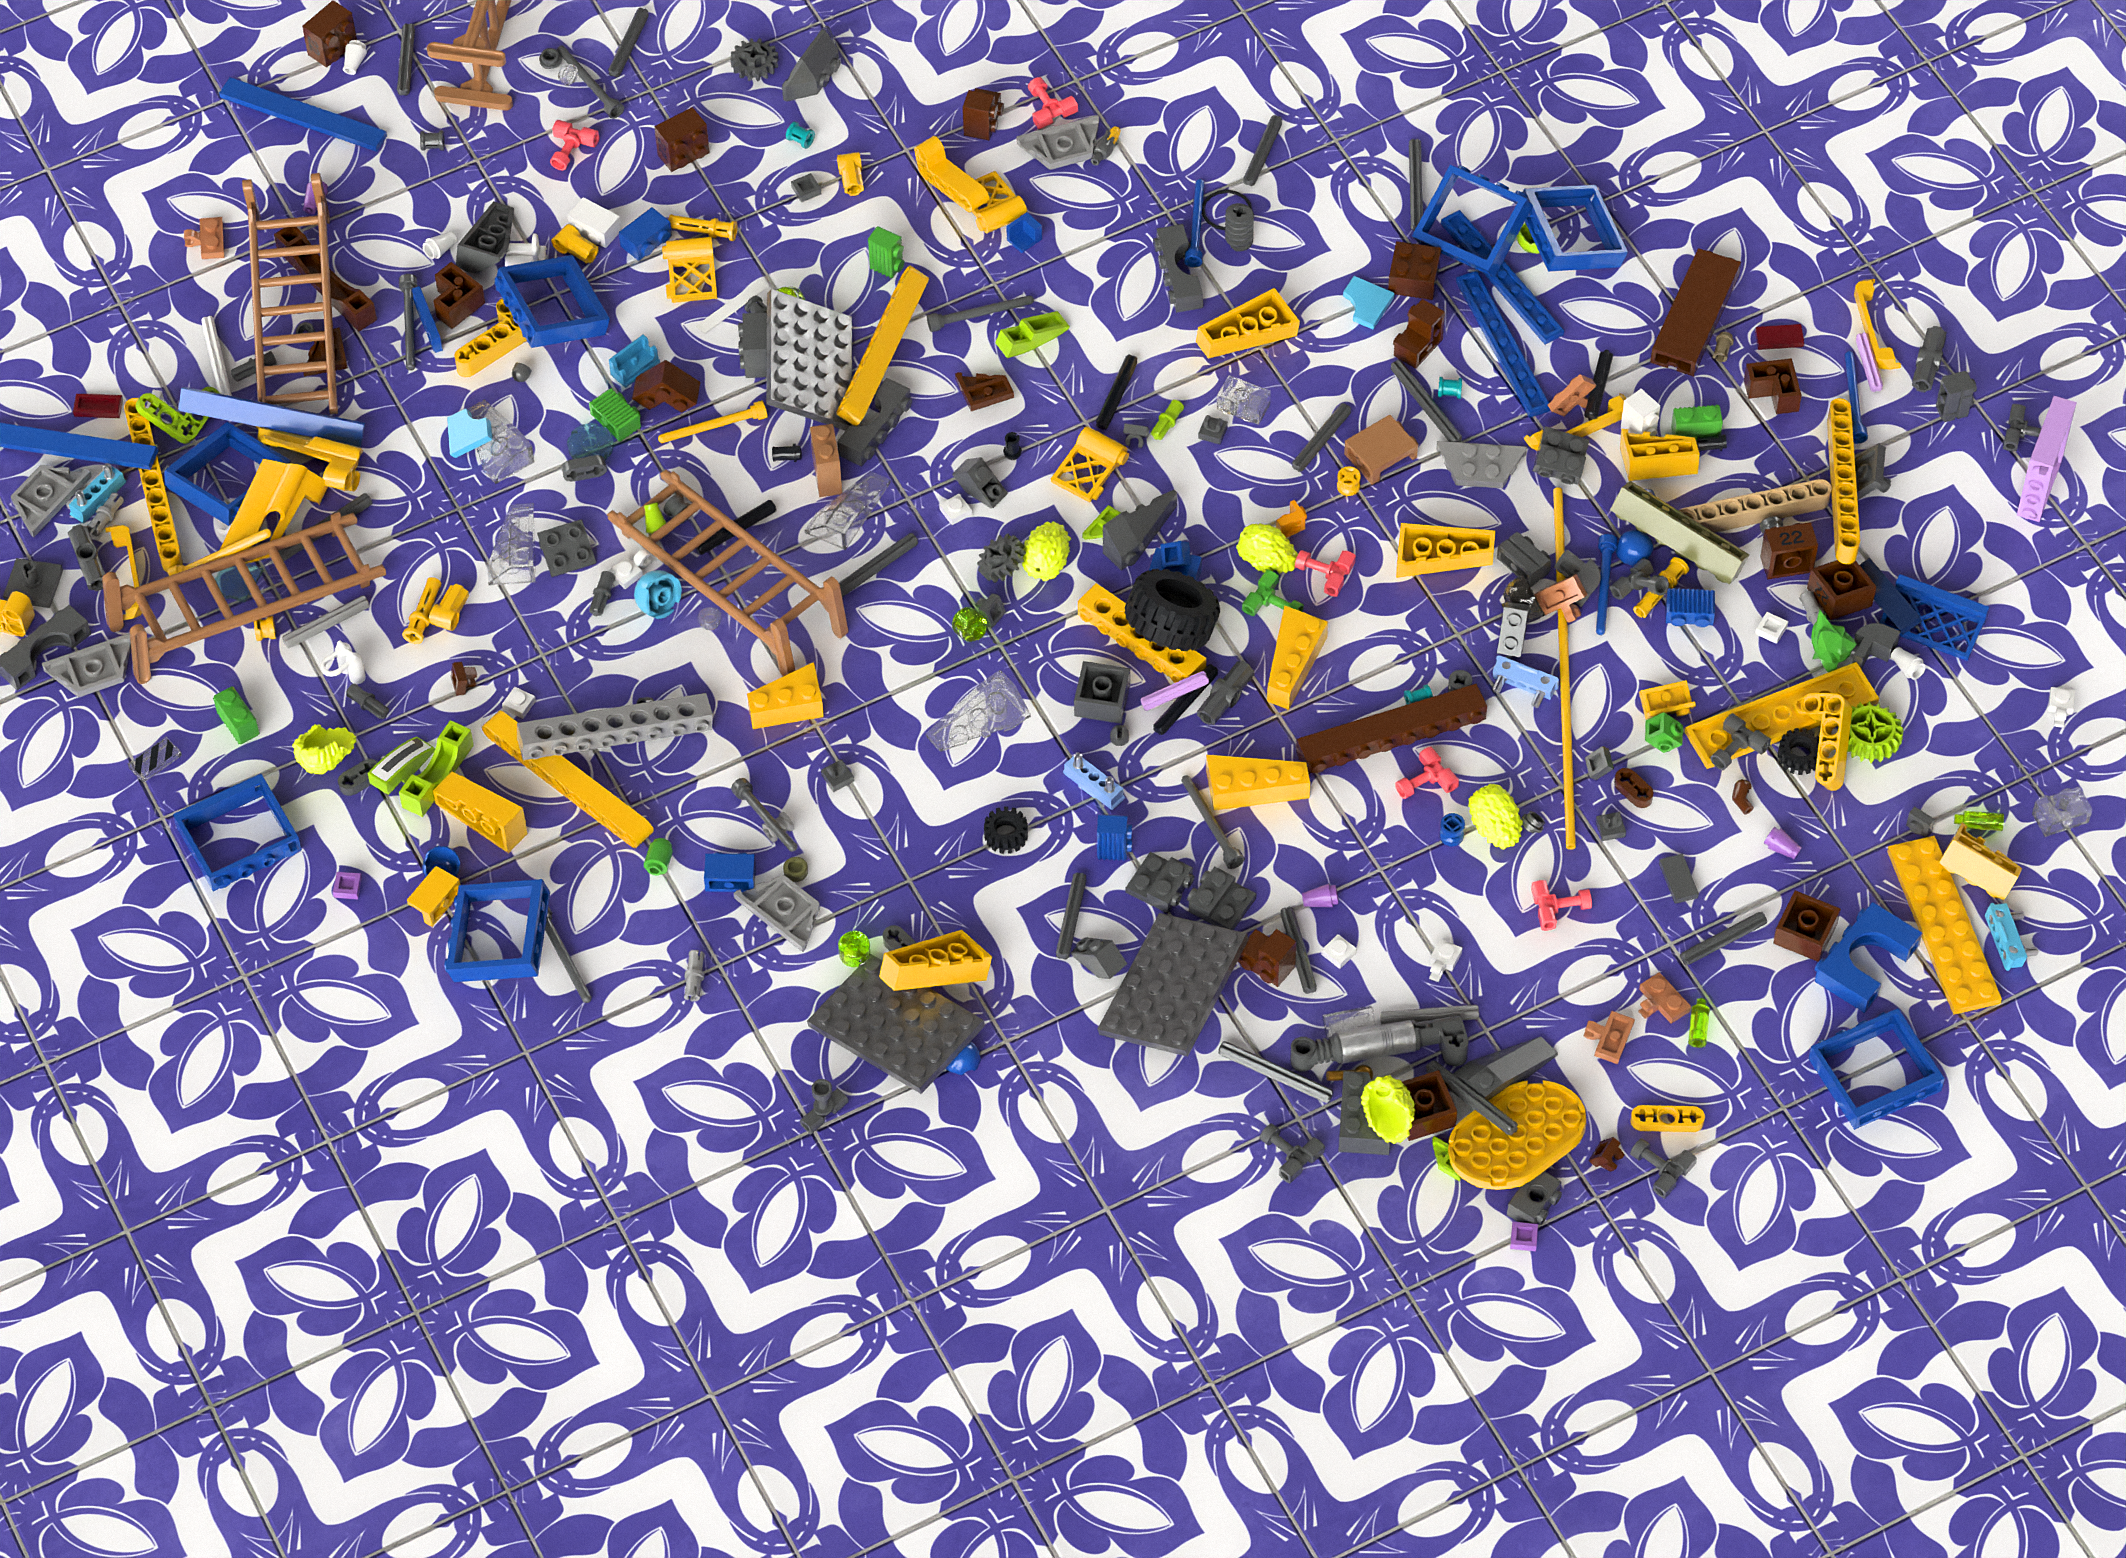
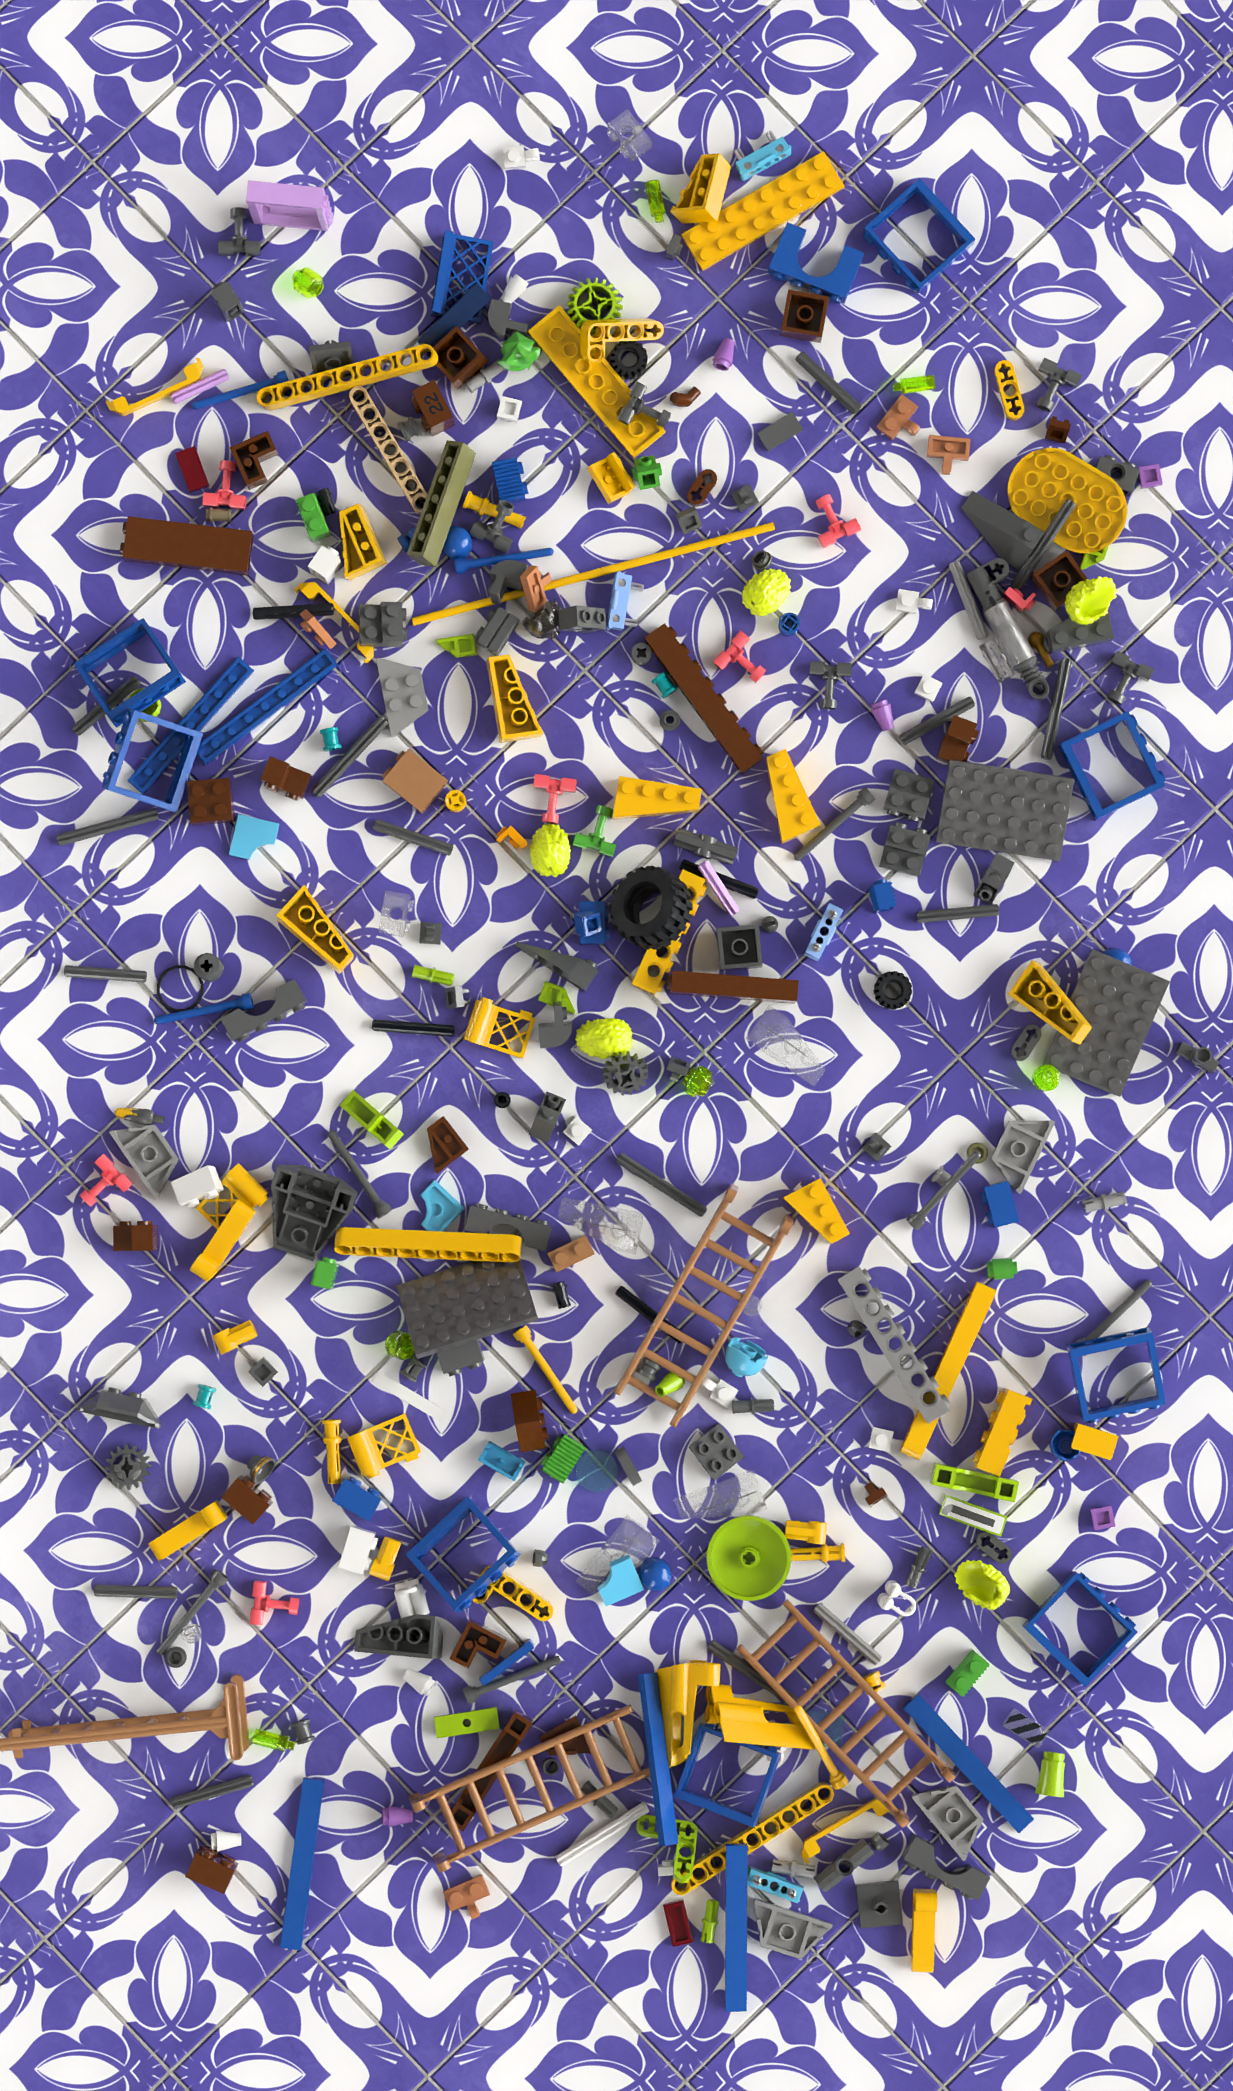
camera: 110 degrees left, 30 degrees up
(77, 427) = (710, 1921): none -> lime axle
(92, 765) = (1051, 1775): none -> lime plant
(96, 597) = (879, 1842): none -> dark grey hinge
(141, 698) = (968, 1763): none -> blue tile
(381, 273) = (453, 1724): none -> lime tile
(434, 114) = (272, 1740): none -> clear neon green cylinder
(443, 545) = (749, 1558): none -> lime dish
(462, 467) = (655, 1574): none -> blue hair
(669, 87) = (188, 1530): none -> yellow beam
(708, 163) = (260, 1468): none -> dark grey piece
(918, 373) = (440, 1206): none -> medium azure tile
(961, 257) = (307, 1209): none -> dark grey wedge
(1015, 171) = (197, 1186): none -> white brick
(1024, 232) = (261, 1159): blue panel -> none
(1059, 674) = (733, 987): none -> reddish brown brick
(1071, 508) = (558, 1032): none -> dark grey brick
(1184, 1073) = (1082, 781): none -> blue window
(1377, 700) = (669, 727): none -> dark grey plate
(1383, 856) = (830, 674): none -> dark grey bar
(1415, 1060) = (1016, 599): none -> coral bracket
(1519, 522) = (459, 646): none -> lime tile
(1557, 228) = (112, 700): none -> dark grey axle
(1741, 355) = (225, 495): none -> coral bar
(1929, 359) = (184, 334): dark grey piece -> none
(1960, 477) = (307, 282): none -> clear neon green head

